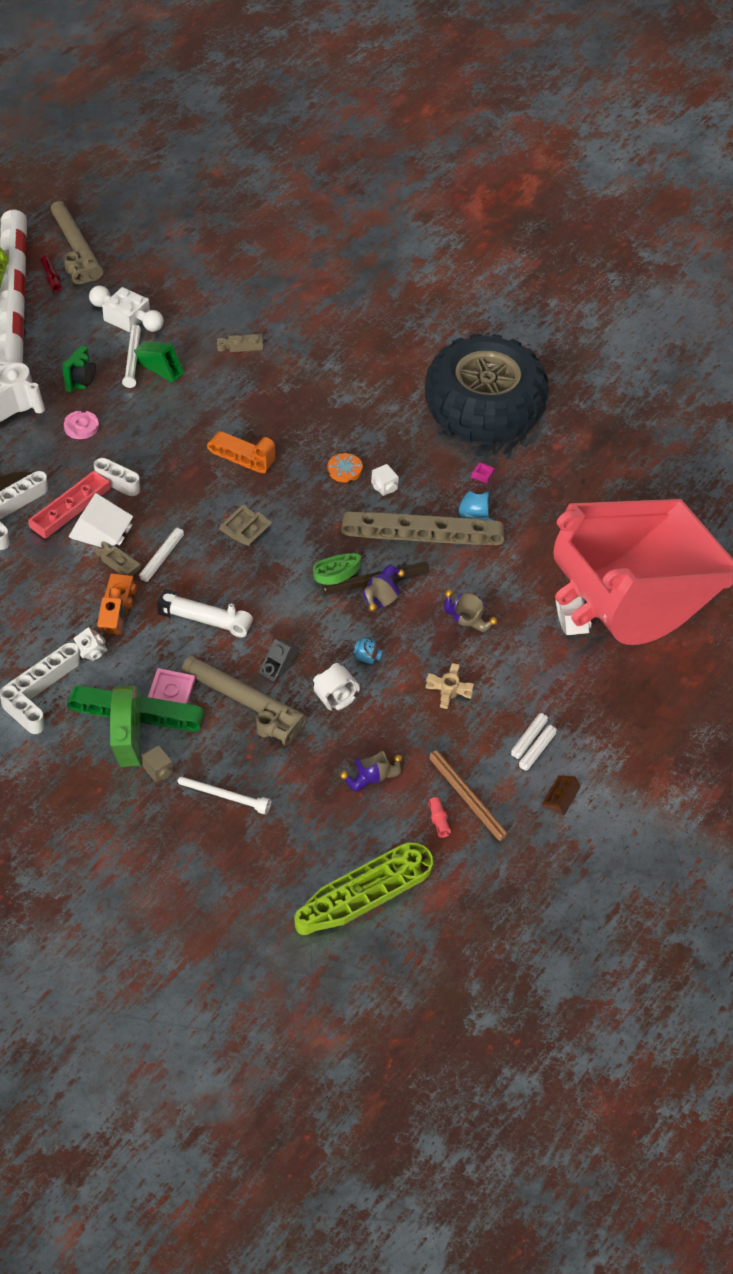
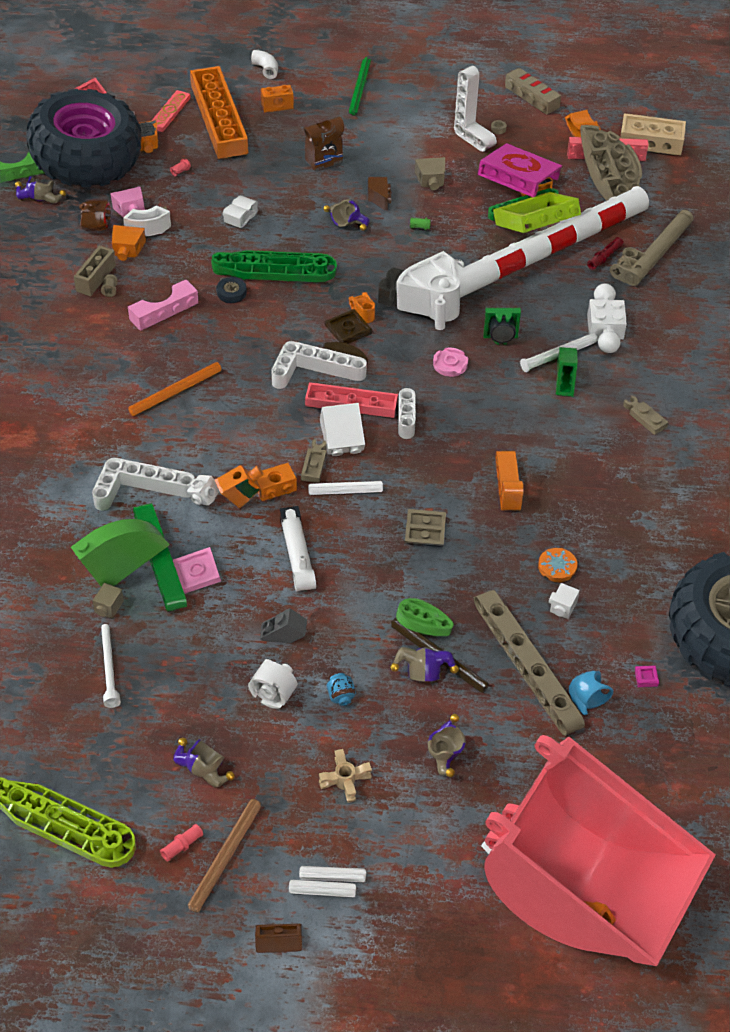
camera: 60 degrees right, 0 degrees up
(273, 717) = (217, 657): dark tan piece -> none

